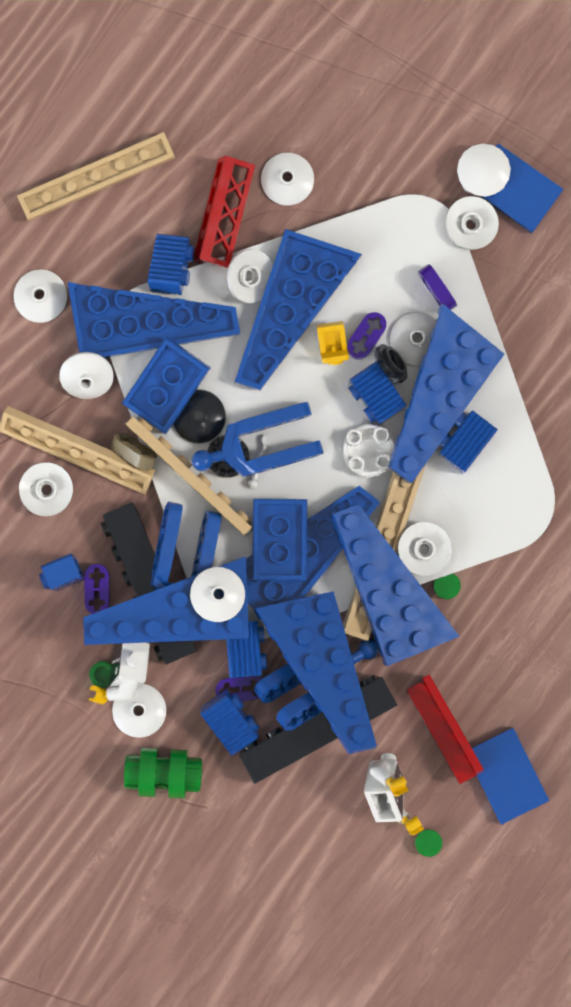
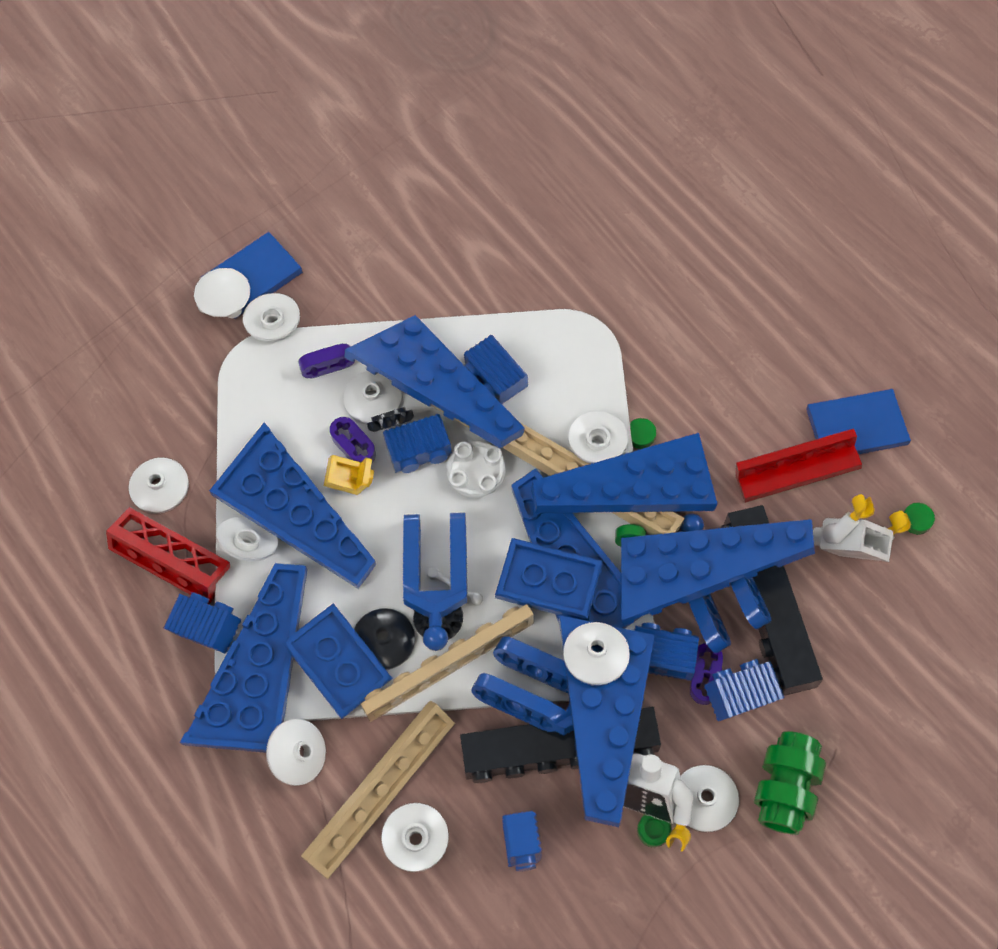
camera: 75 degrees left, 20 degrees down
(40, 309) = (198, 795): white dish -> none
(96, 176) = (74, 686): tan plate -> none
(104, 588) = (555, 801): dark purple beam -> none
(133, 451) = (401, 720): dark tan beam -> none
(341, 598) = (628, 530): none -> green tile

